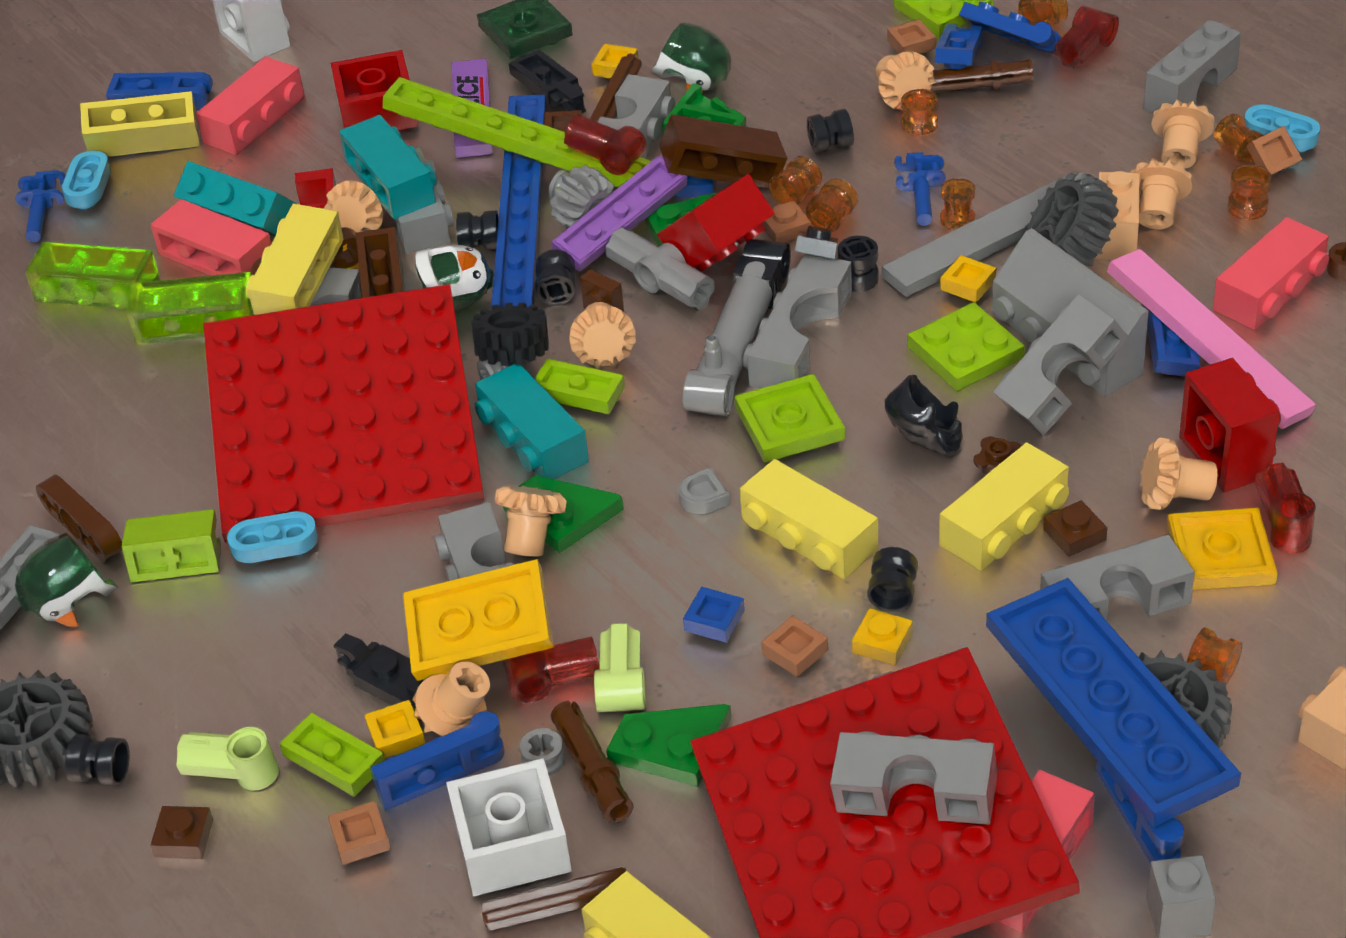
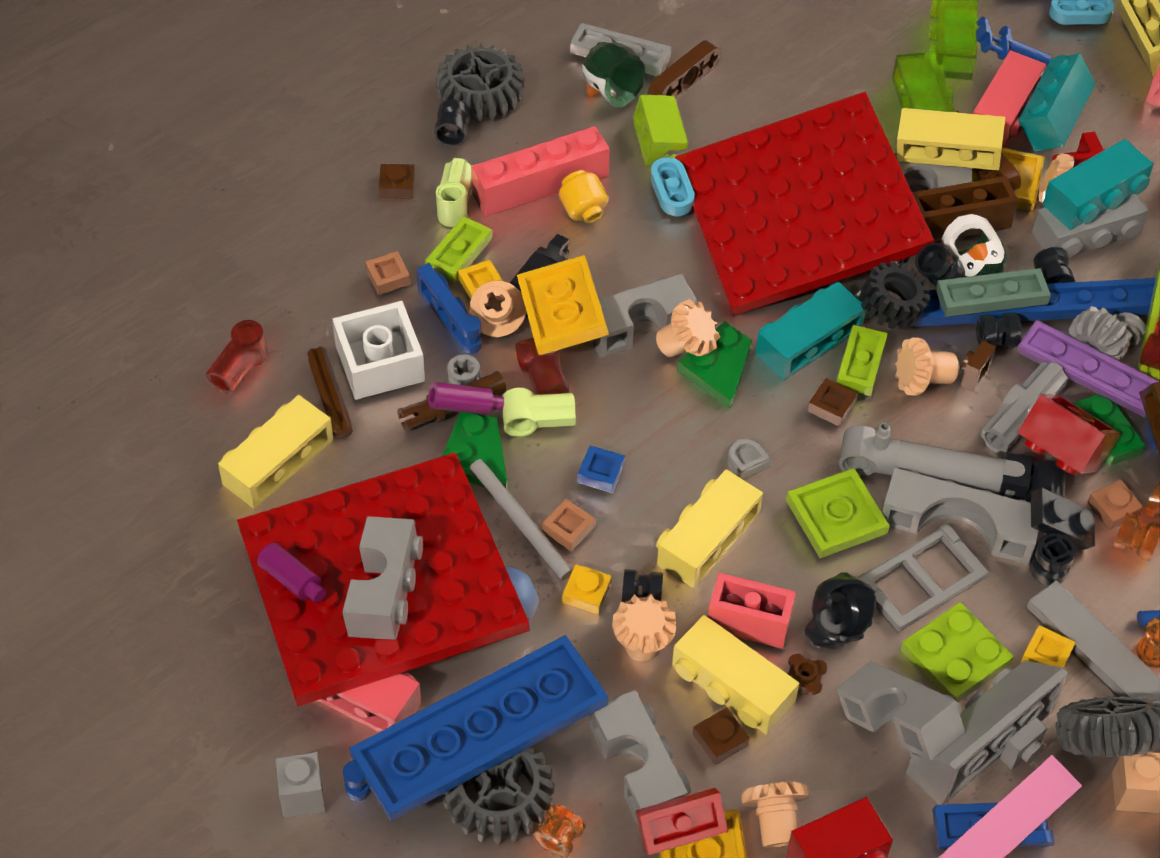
camera: 80 degrees right, 10 degrees up
(131, 232) = (1005, 43): none -> blue piece
(217, 655) = (537, 170): none -> coral brick
(273, 619) = (583, 196): none -> yellow head
(472, 288) = (937, 263): none -> black wheel
(513, 263) = (993, 292): none -> sand green plate
(606, 734) = (463, 398): none -> magenta cylinder
(635, 412) = (832, 402): none -> reddish brown plate
(783, 690) = (521, 519): none -> light grey bar
(848, 374) = (938, 596): none -> light grey window
(896, 885) = (291, 573): none -> magenta cylinder
(927, 480) = (752, 609): none -> coral brick
(956, 567) = (644, 626): none -> light nougat gear
(1196, 535) = (681, 821): none -> plate

